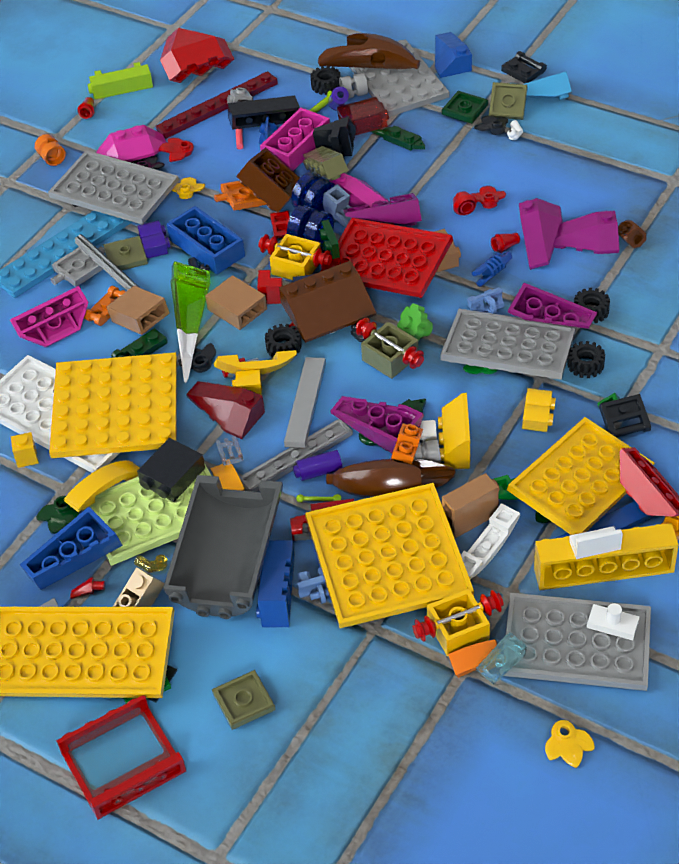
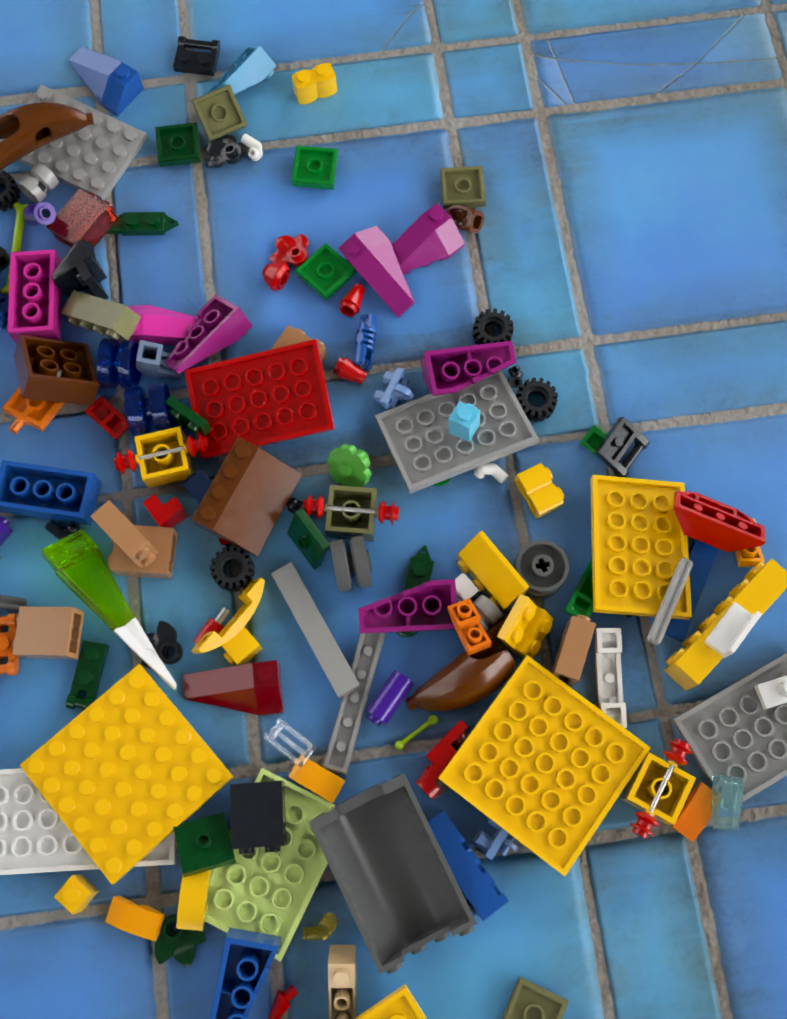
camera: 40 degrees left, 25 degrees up
(45, 484) = (135, 918): none -> light orange slope
(121, 465) = (204, 844): none -> dark green plate
(230, 273) = (125, 534): none -> medium nougat brick
(346, 346) = (308, 538): none -> dark green plate
(361, 373) = (352, 563): none -> dark grey wheel
(448, 469) = (525, 627): none -> yellow plate
(463, 276) = (349, 371): none -> red cone
(493, 451) = (548, 557): none -> dark grey wheel
(500, 217) = (325, 271): none -> green plate
(509, 378) = (491, 469): none -> white arm
(515, 333) = (464, 421): none -> medium azure brick
(548, 159) = (314, 167): none -> green plate
(569, 511) = (669, 601): none -> light grey axle
(581, 336) = (516, 376): none -> black arm
(590, 113) = (314, 83): none -> yellow brick
(648, 216) = (463, 186): none -> olive plate

